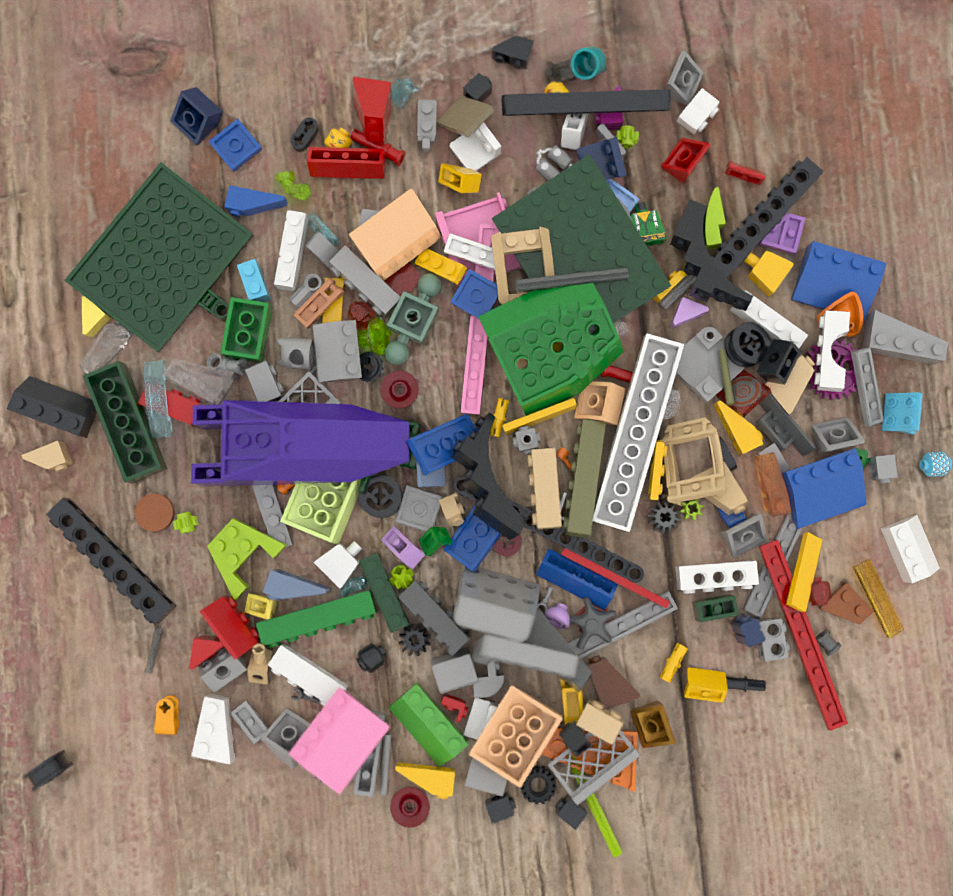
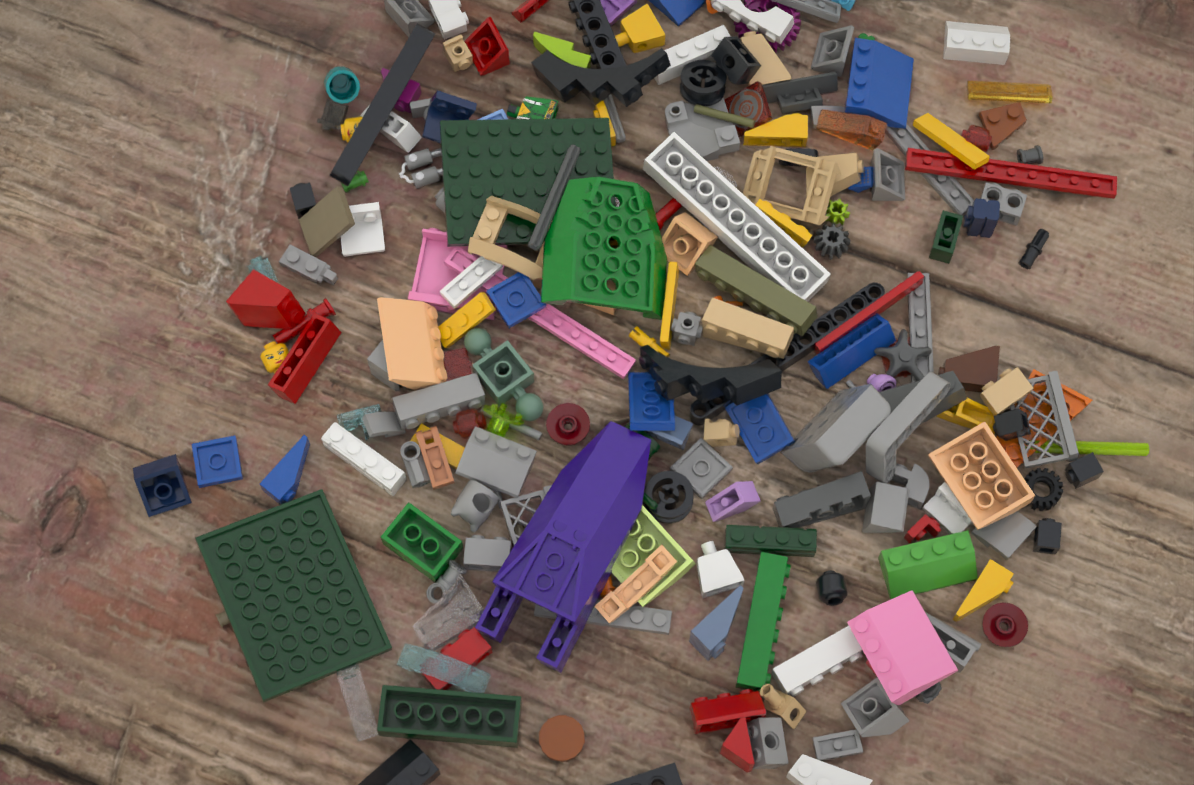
camera: 60 degrees left, 15 degrees down
(92, 318) = (314, 696): light yellow slope -> none
(185, 522) = (591, 707): lime gear -> none
(214, 305) = (375, 564): dark green piece -> none
(234, 546) = (643, 669): lime wing -> none
(254, 281) = (373, 511): medium azure brick -> none
(260, 606) = (720, 673): light yellow slope -> none
(289, 508) = (636, 585): none -> light nougat slope
(300, 191) = (305, 420): clear neon green arm -> none
(301, 131) = (251, 386): black beam -> none
(303, 696) = (838, 677): dark grey hand -> none
(353, 584) = (746, 568): clear light blue arm -> none
(365, 359) = (528, 431): black gear -> none
(401, 576) = (763, 515): lime gear -> none
(408, 642) = (836, 543): black gear -> none
(434, 539) = (741, 465): green bracket -> none
(460, 178) = (384, 260): yellow slope -> none
(510, 549) = (788, 400): dark red gear -> none
(513, 51) = (286, 147): black slope -> none
(518, 121) = (358, 180): none -> bright green pin
(627, 137) = (433, 84): lime gear -> none
(653, 725) = (1033, 350): pearl gold slope -> none
(673, 133) = (458, 53): none -> tan brick
(673, 662) = (981, 303): yellow pin -> none
(687, 311) = (638, 121): lavender slope -> none
(706, 685) = (1018, 284): yellow panel -> none
(747, 570) = (925, 192): white brick -> none
(883, 468) = (886, 26): light grey brick -> none

